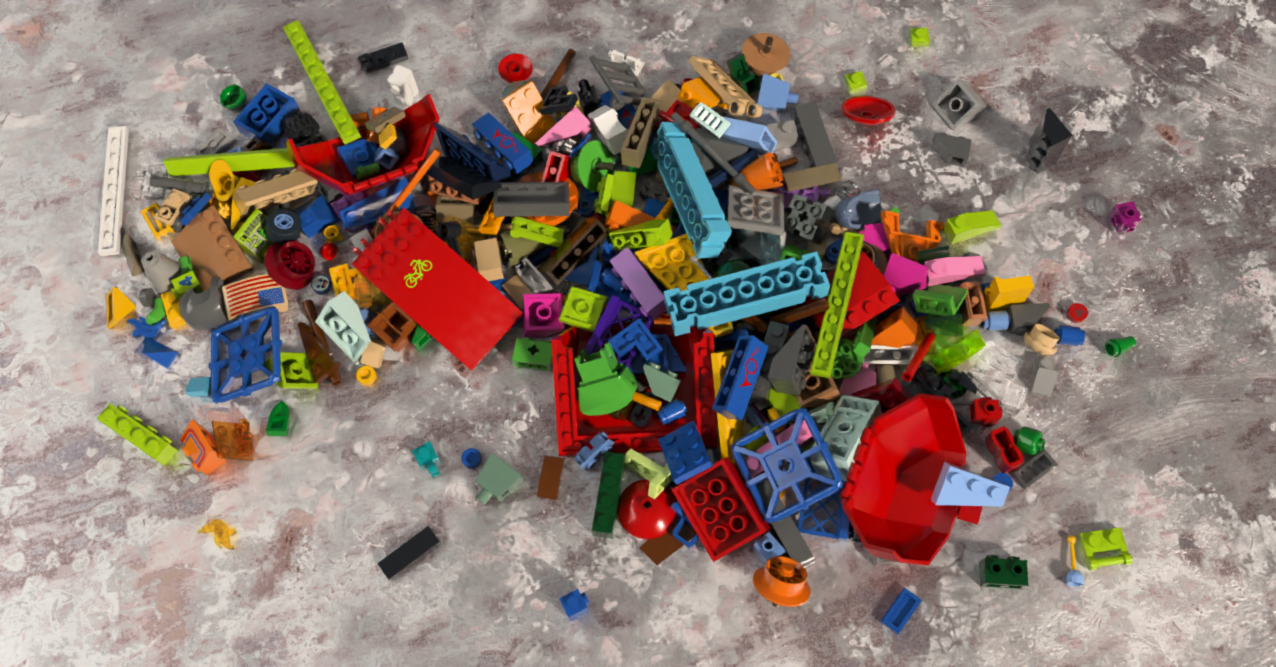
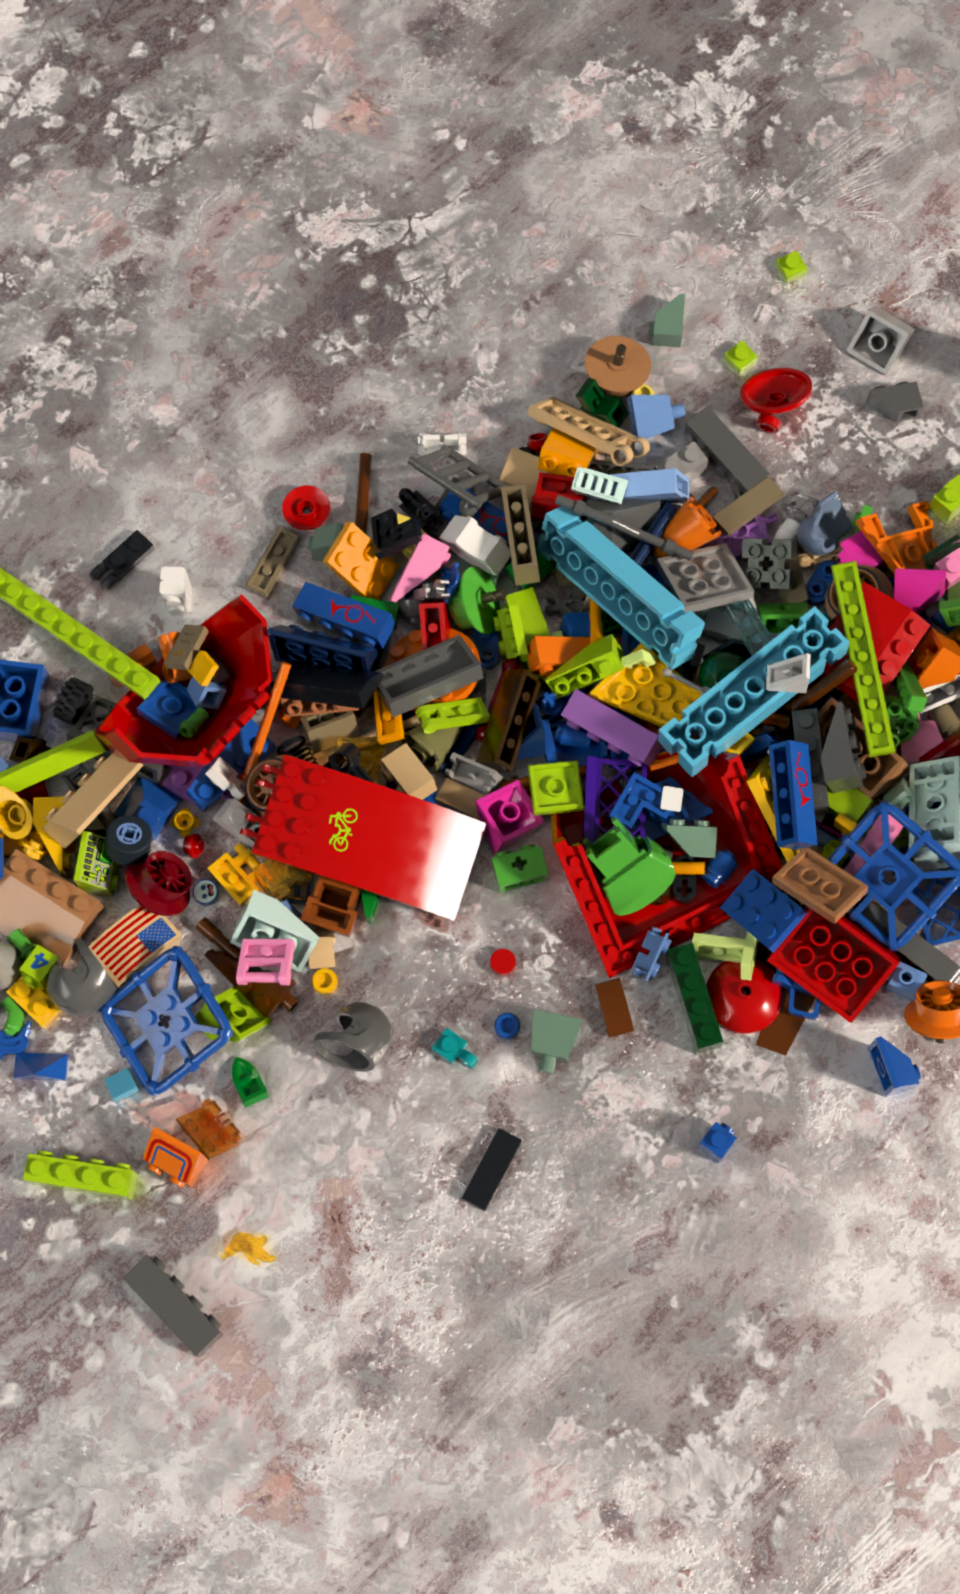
camera: 25 degrees left, 5 degrees up
(147, 549) = (173, 1306): none -> dark grey brick
(330, 337) = (265, 954): none -> bright pink plate
(367, 212) = (225, 777): none -> white plate
(368, 420) = (364, 1030): none -> dark grey piece
(477, 95) = (273, 562): none -> dark tan tile
(491, 413) = (502, 962): none -> red tile
(657, 347) = (671, 798): none -> white sticker
(679, 241) = (638, 657): none -> yellowish green tile
(729, 609) = (893, 1067): none -> blue slope
(730, 449) = (820, 884): none -> medium nougat plate
(774, 289) = (789, 675): none -> white slope
(815, 41) = (668, 323): none -> sand green slope
(853, 130) = (768, 423): none -> red tile

